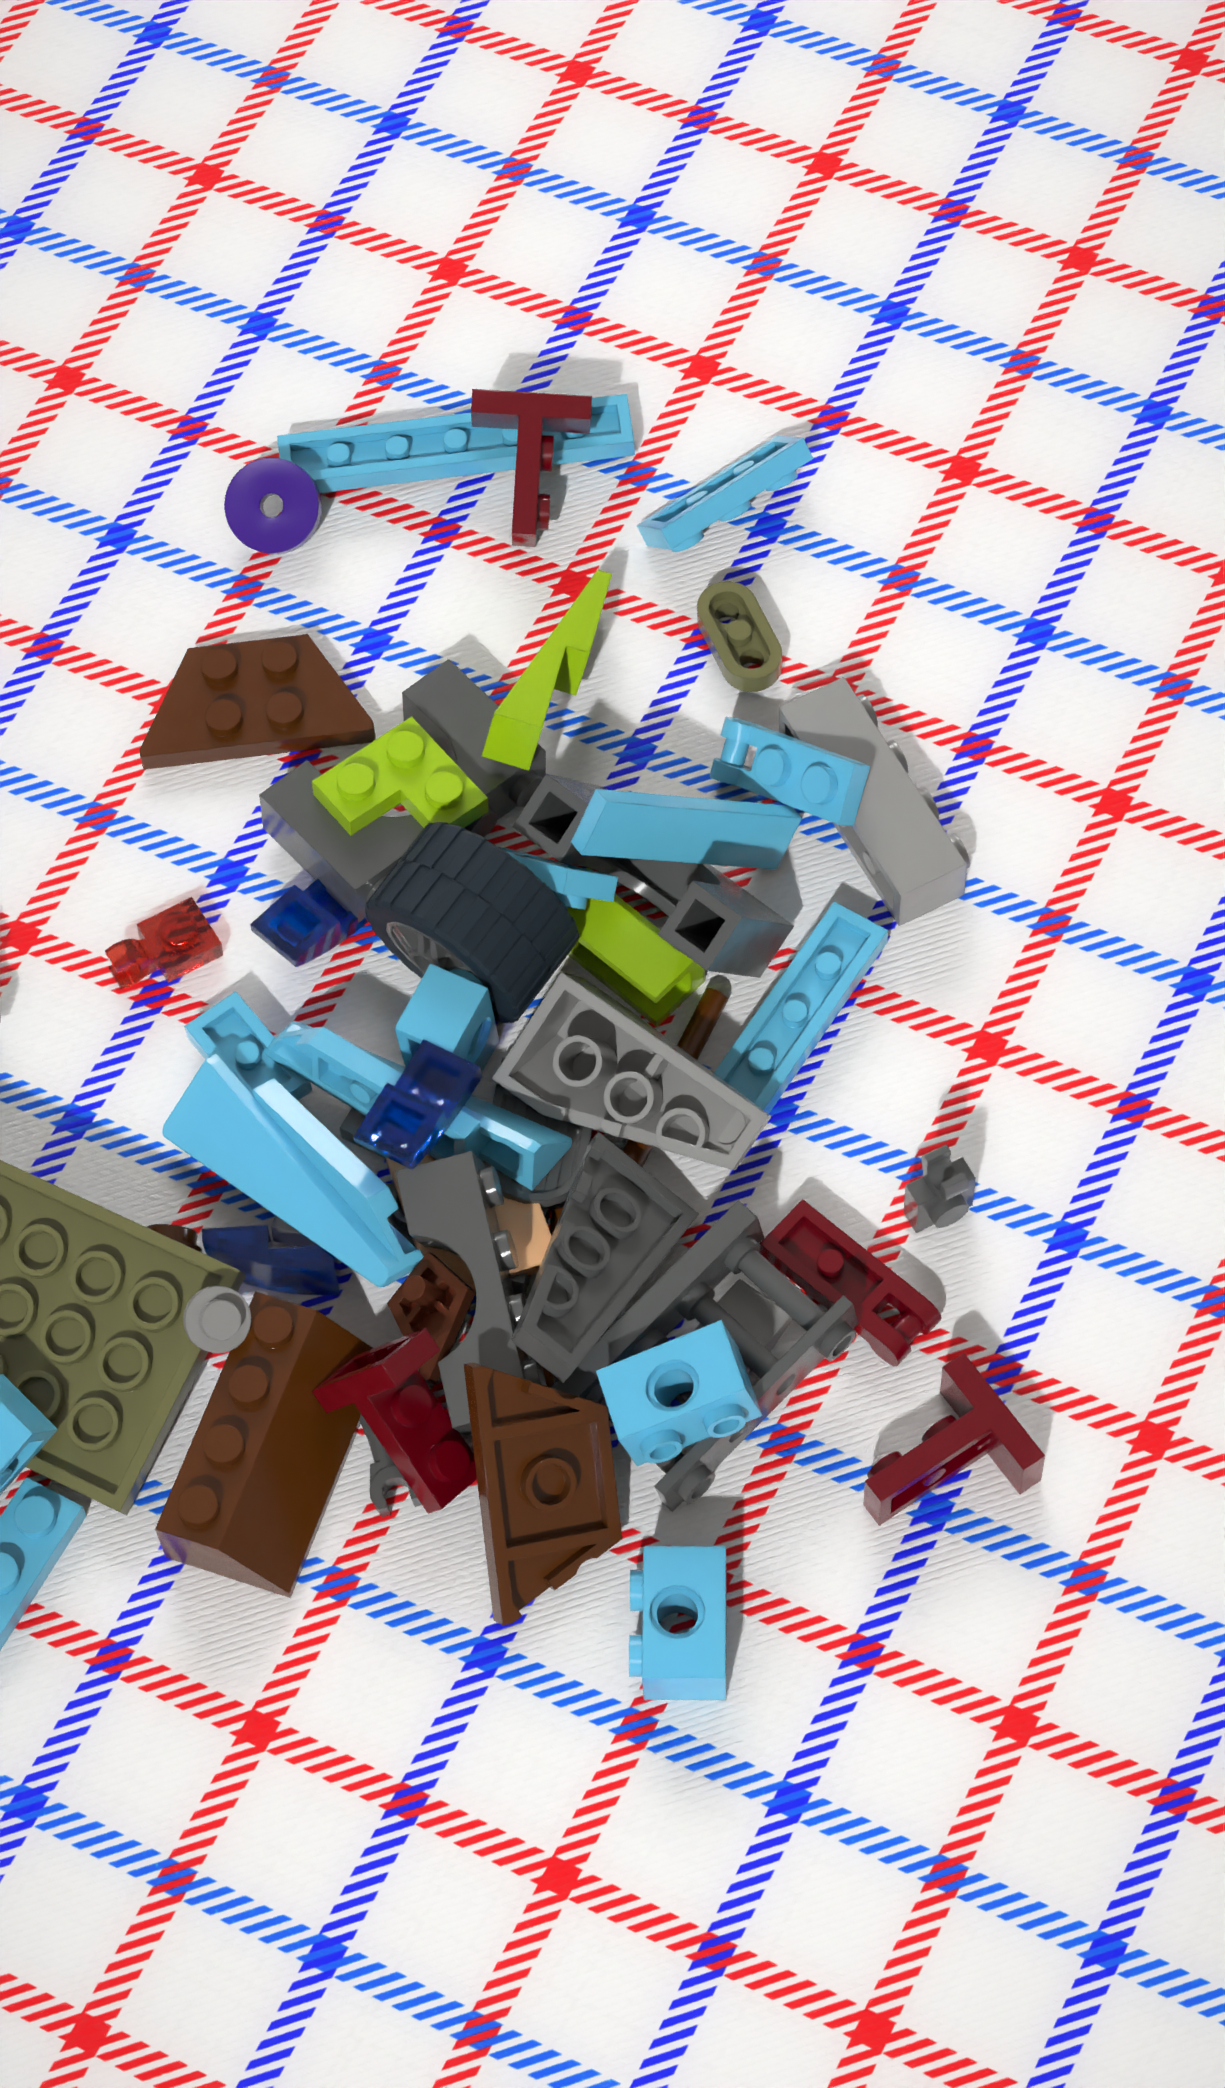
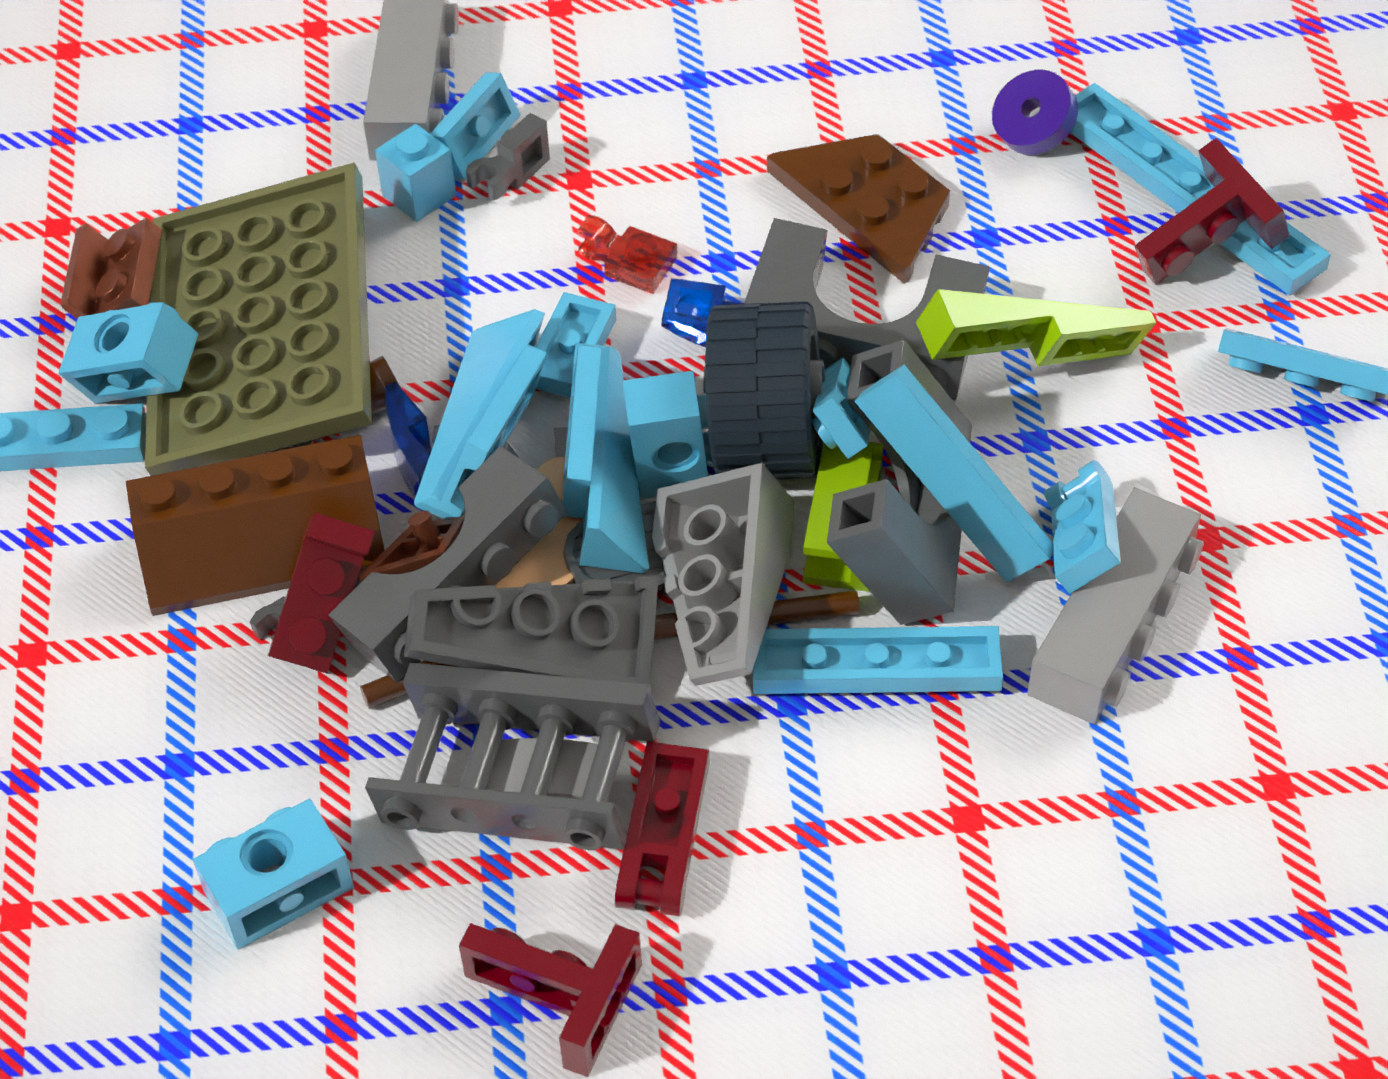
camera: 55 degrees right, 10 degrees down
(217, 1319) = (310, 416): light grey plate -> none
(399, 769) = (860, 282): lime plate -> none
(420, 1107) = (549, 431): clear blue slope -> none
(540, 1484) = (322, 697): reddish brown wing -> none
(646, 1383) = (446, 738): medium azure brick -> none
(741, 641) = (1178, 449): olive plate -> none
(941, 1193) = (785, 842): dark grey plate -> none

